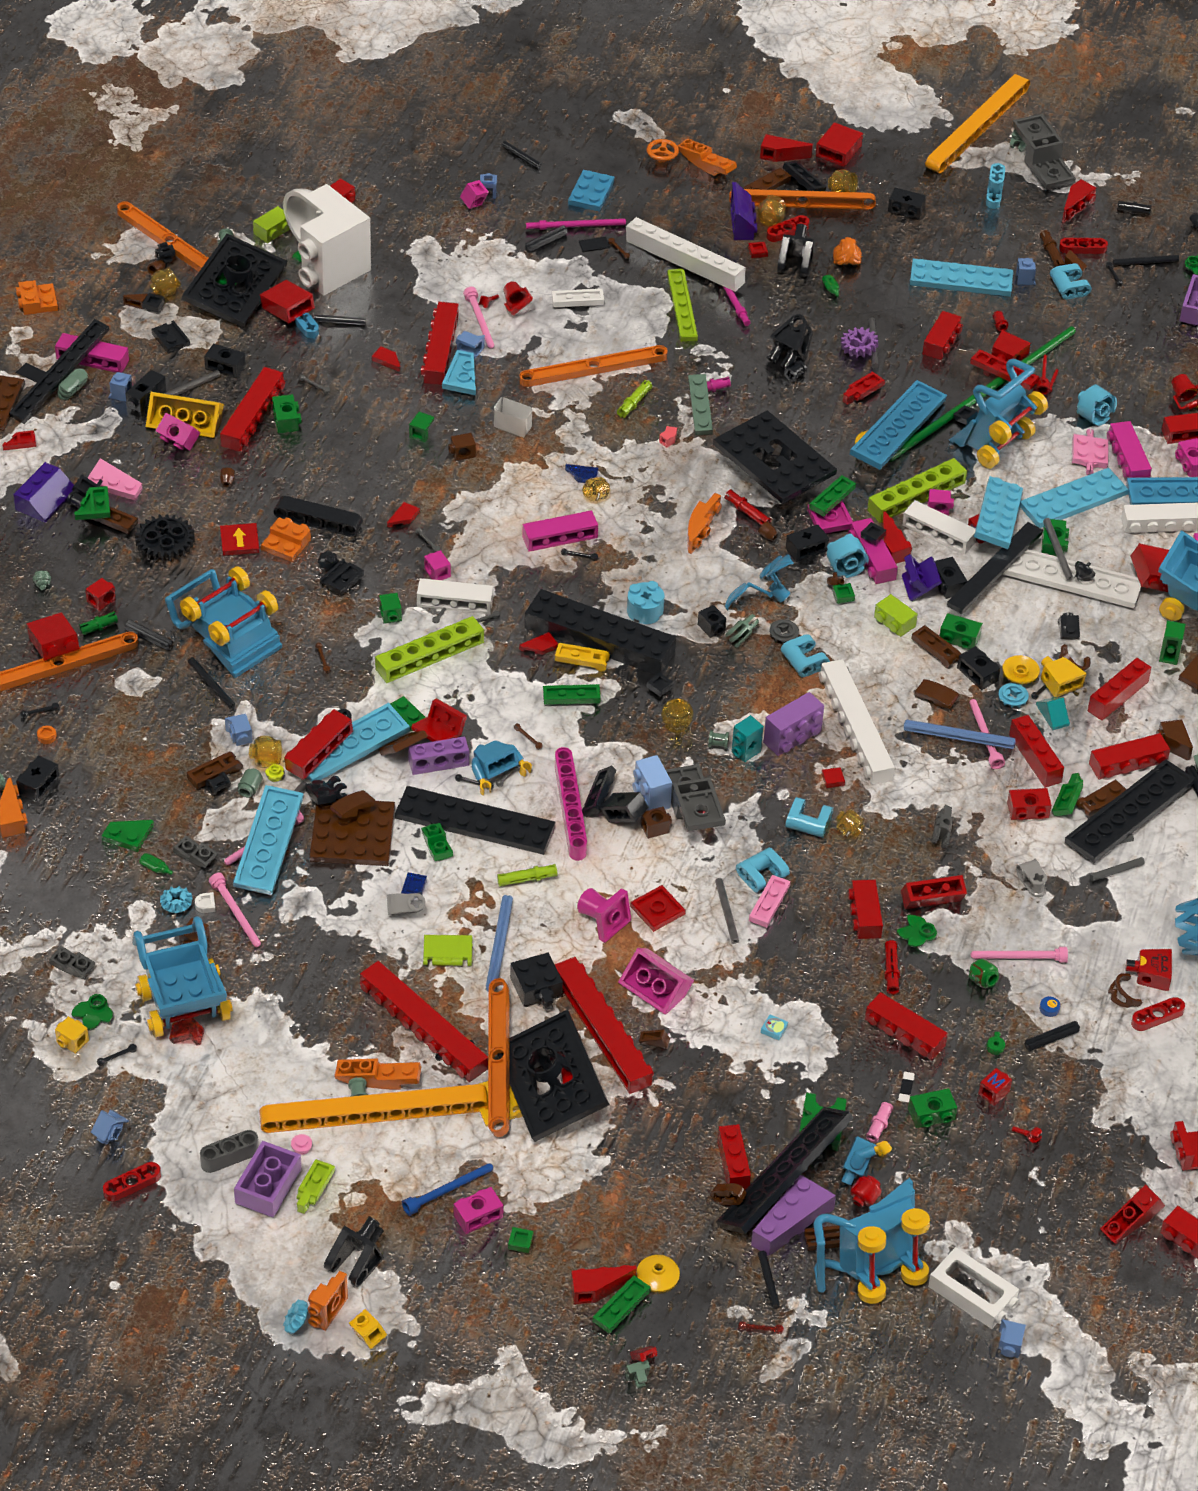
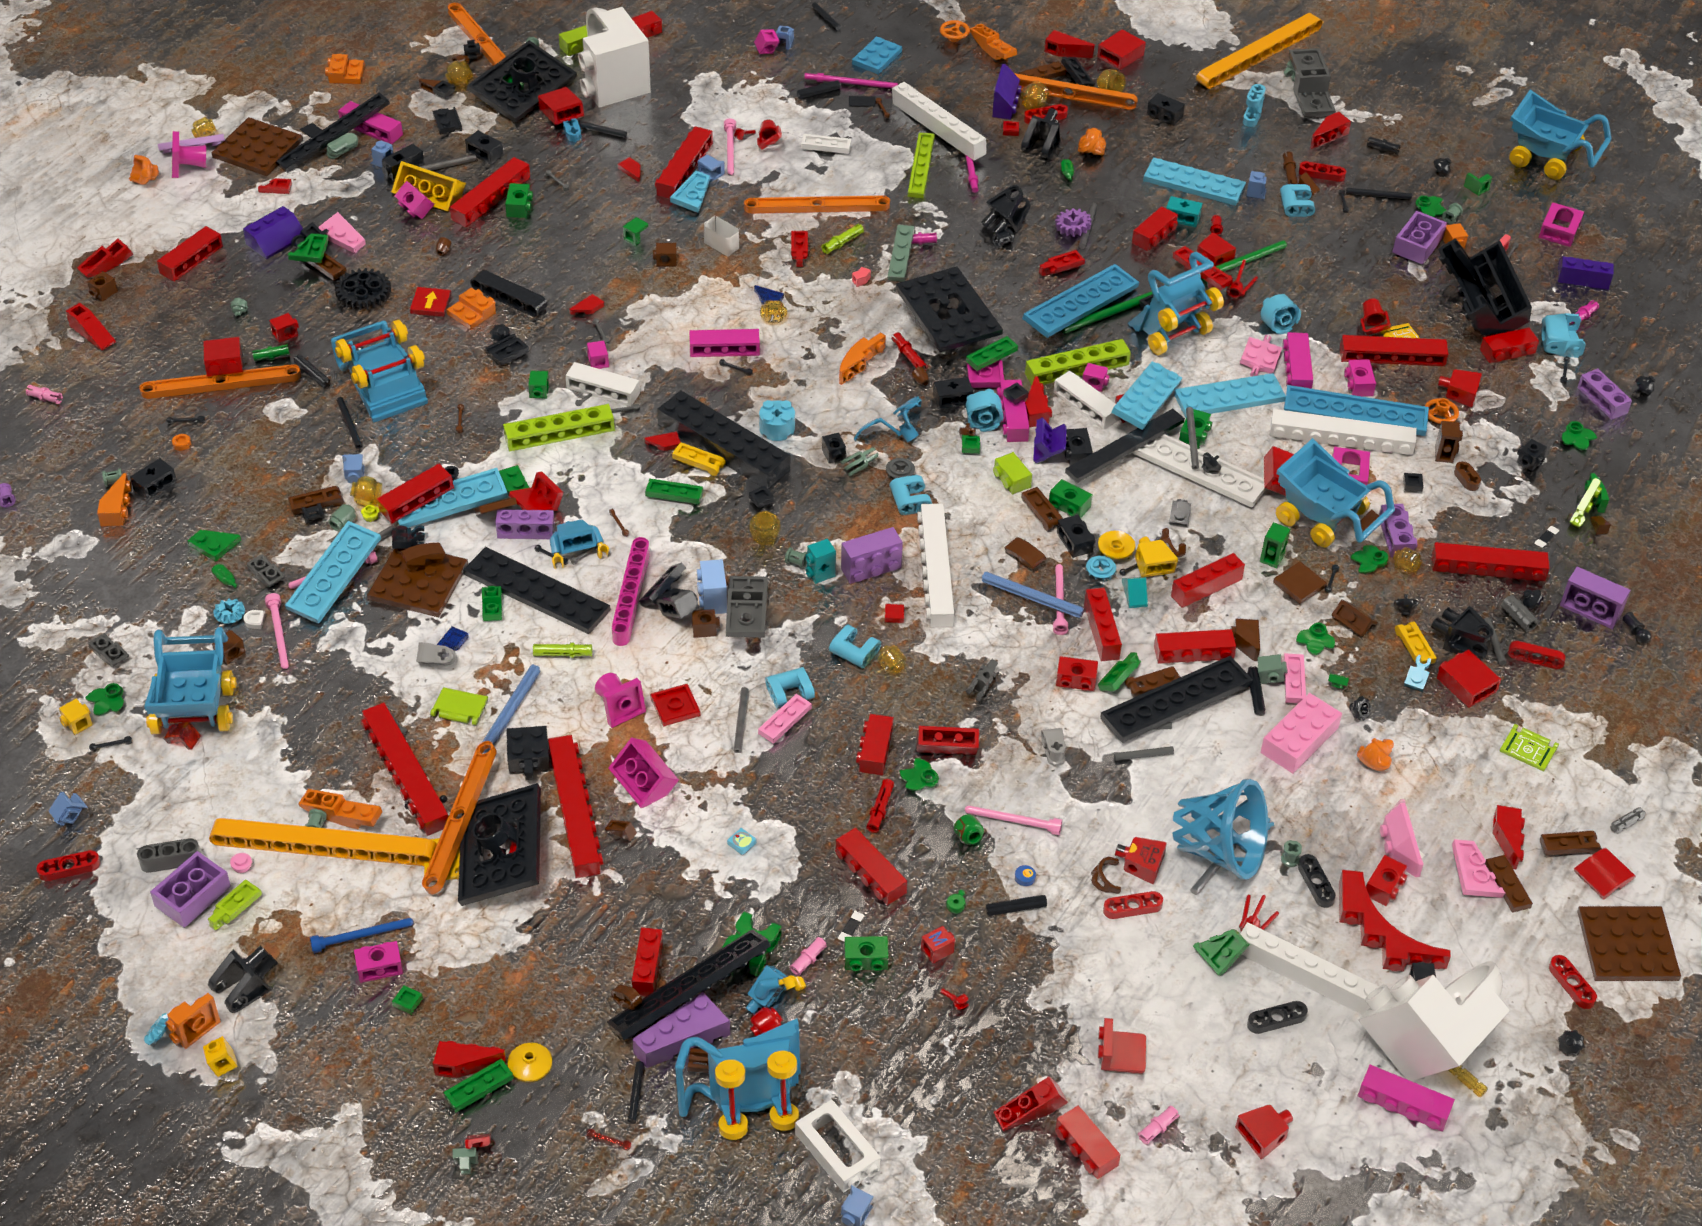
camera: 15 degrees right, 0 degrees up
(594, 414) = (799, 246): none -> red hinge
(968, 309) = (1187, 210): none -> teal brick

